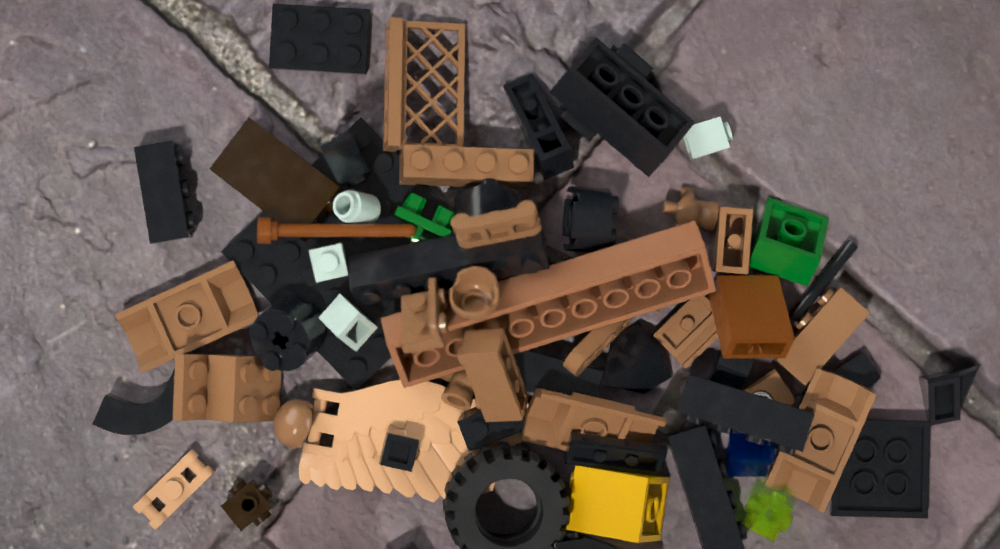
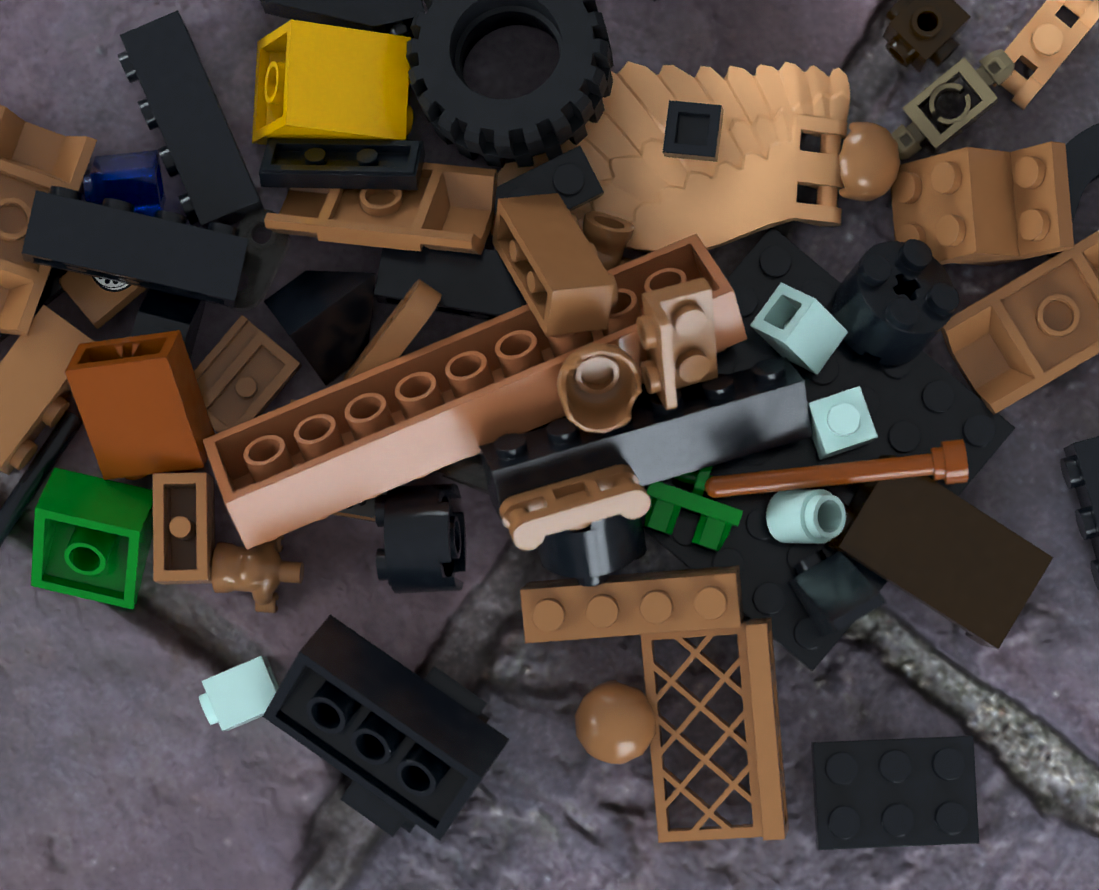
camera: 175 degrees right, 5 degrees down
(209, 473) = (994, 69): none -> dark tan piece
(484, 97) = (615, 722): none -> medium nougat hair
(539, 126) = (518, 684): black slope -> none
(768, 526) = (87, 94): clear neon green brick -> none

